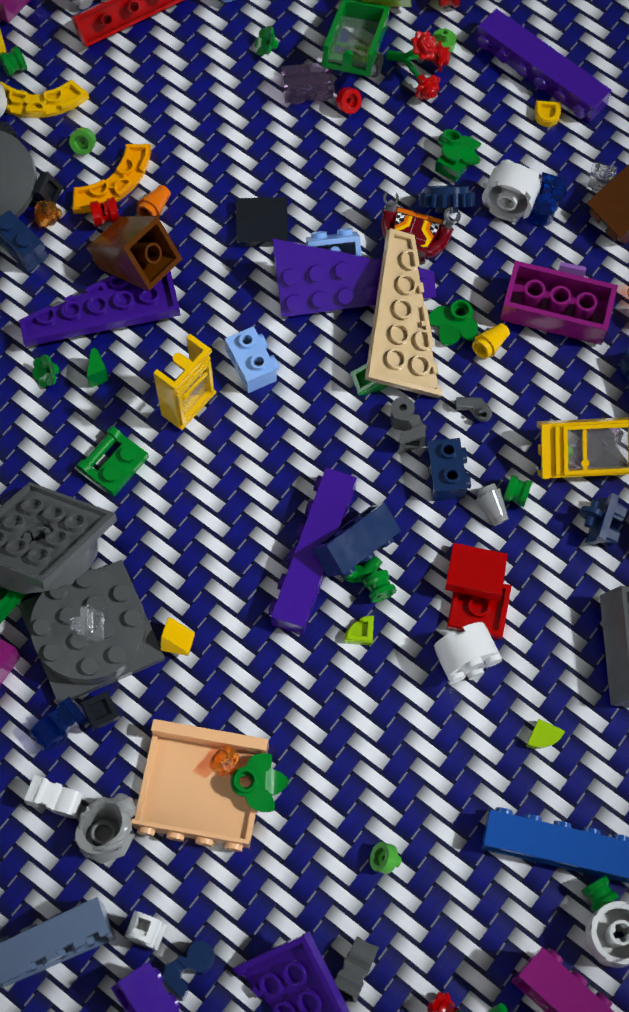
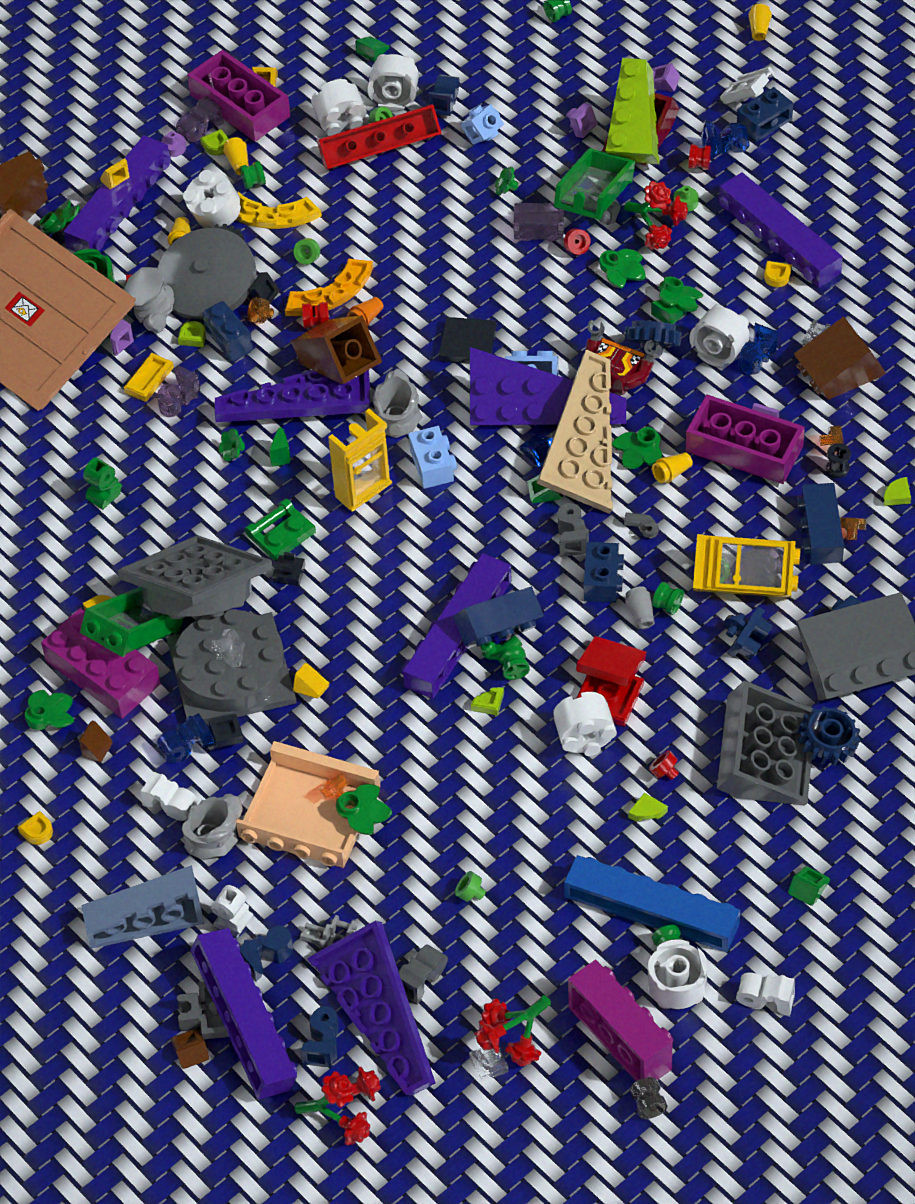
camera: 15 degrees right, 15 degrees down
(130, 506) = (288, 569): none -> black tile
(205, 305) = (397, 404): none -> light grey piece
(251, 931) = (327, 932): none -> light grey piece
(354, 335) = (536, 448): none -> clear blue slope
(399, 122) = (622, 266): none -> green plate
(552, 684) = (664, 765): none -> red tile

